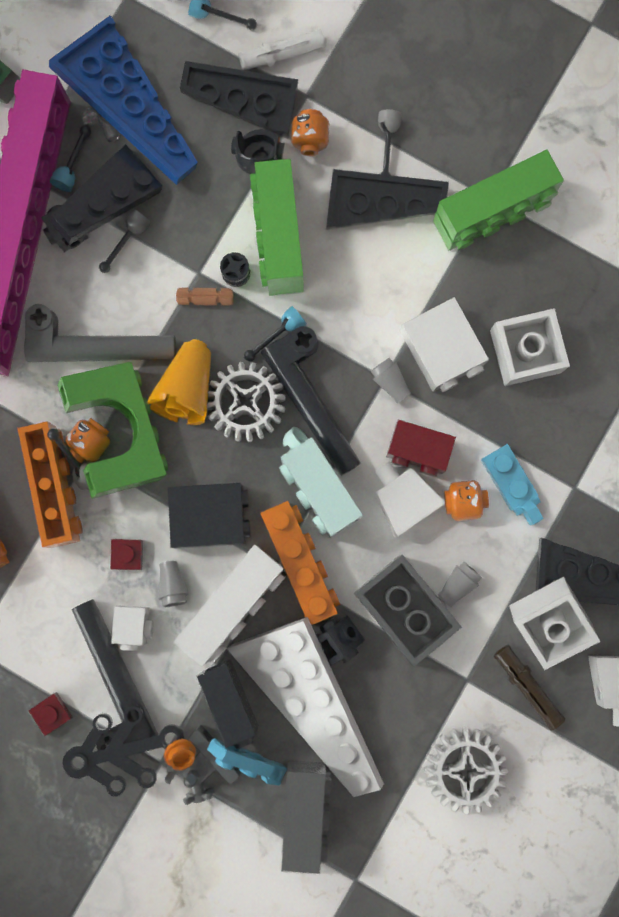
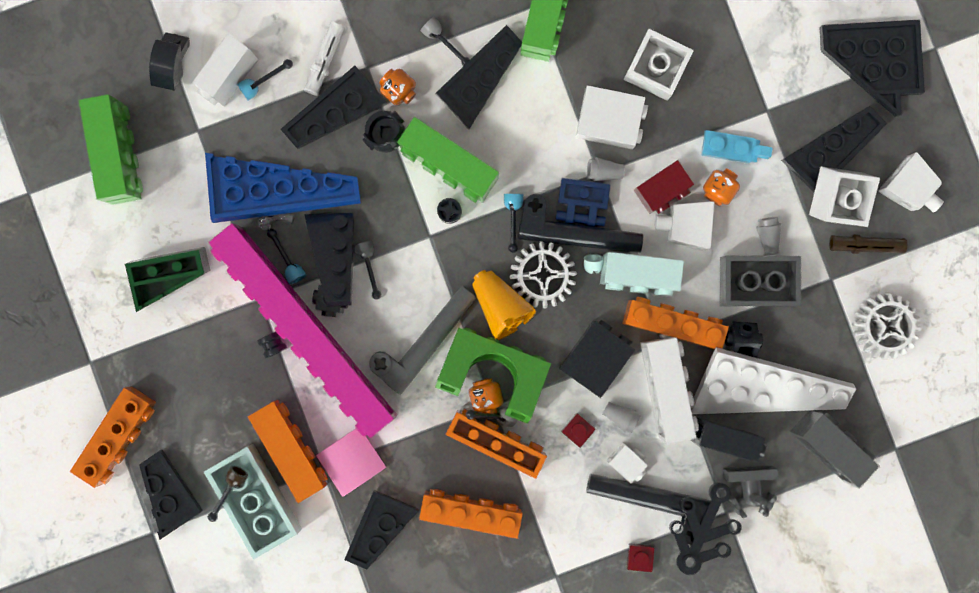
camera: 55 degrees left, 5 degrees up
(180, 754) = (736, 494): orange plate -> none
(205, 296) = (450, 244): nougat axle -> none
(248, 762) = (773, 456): medium azure hinge -> none
(353, 380) = (586, 195): none -> dark blue plate

